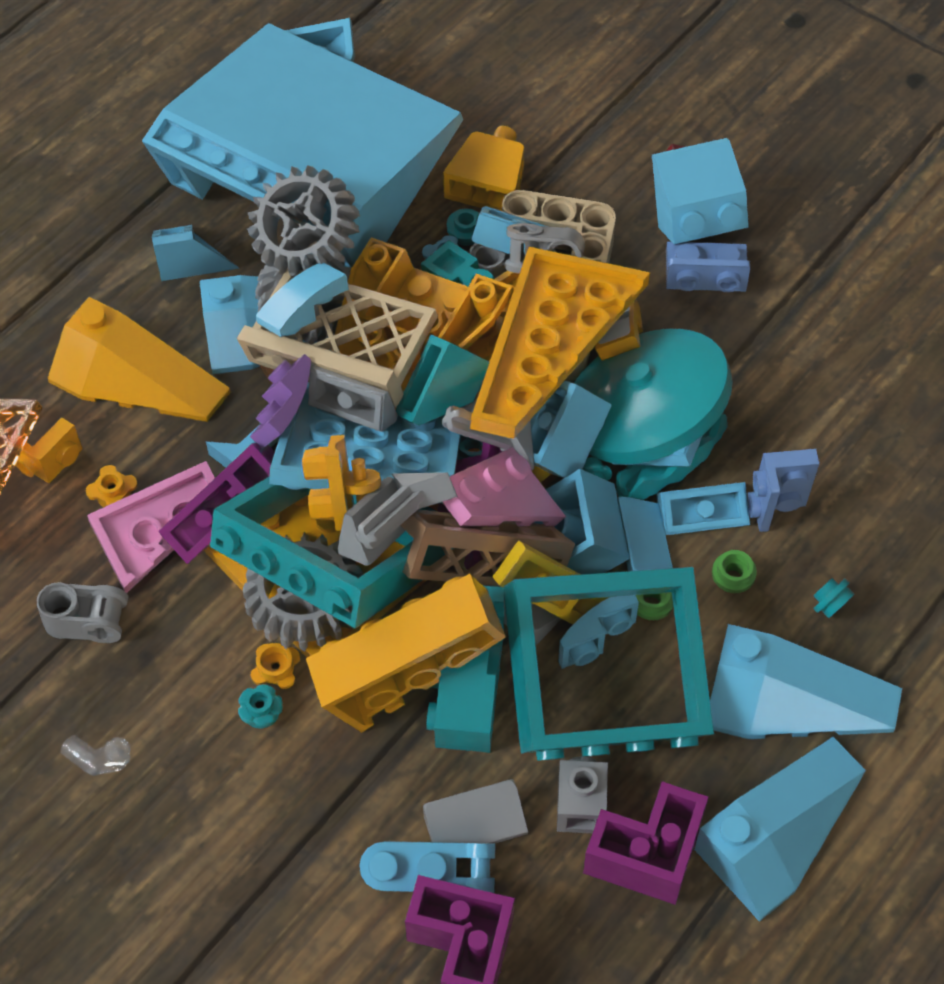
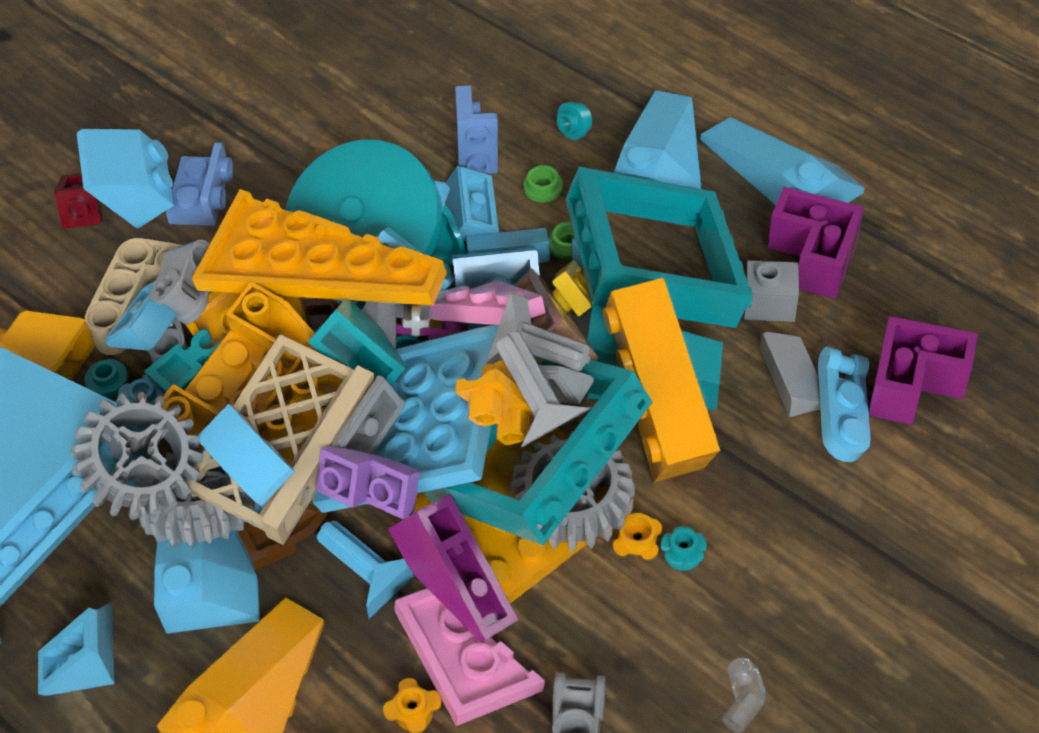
camera: 85 degrees left, 5 degrees down
(318, 521) = (534, 387): none -> light grey piece

